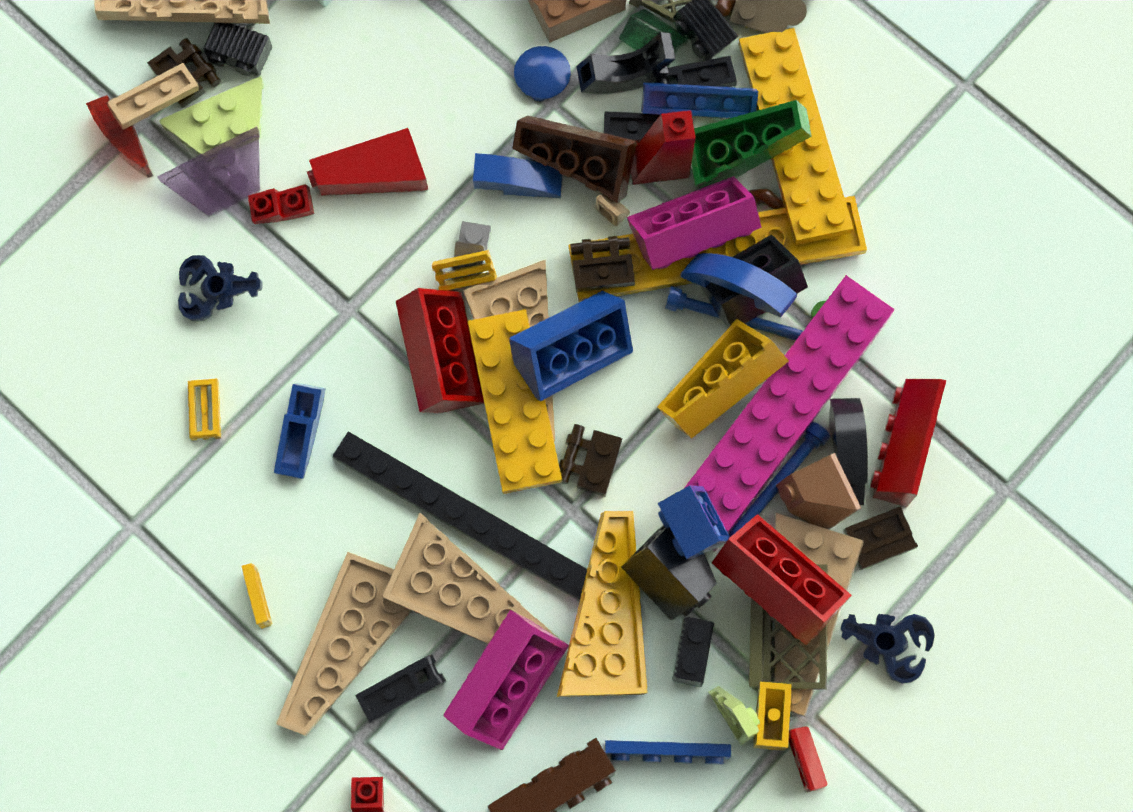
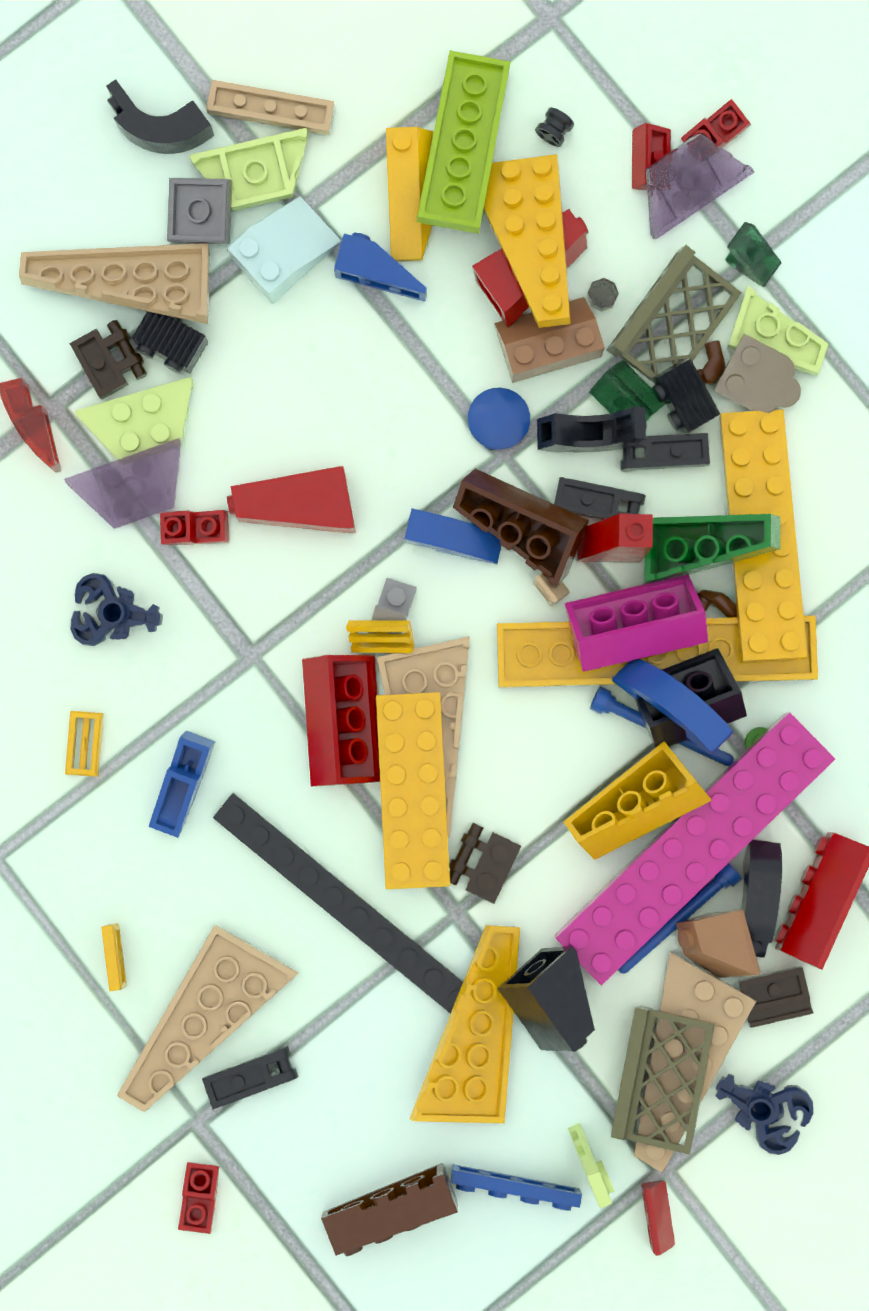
camera: 10 degrees right, 10 degrees up
(153, 96) = (70, 388): tan plate -> none
(449, 586) = (318, 986): tan wing -> none
(505, 680) = (358, 1091): dark pink slope -> none
(572, 344) = (483, 740): blue slope -> none
(603, 271) = (530, 663): dark brown plate -> none
(693, 522) = (581, 966): blue slope -> none
(693, 651) = (558, 1089): black brick -> none
(701, 100) = (665, 481): blue plate -> none
(774, 716) = (630, 1172): yellow slope -> none
(781, 579) = (663, 1035): red slope -> none

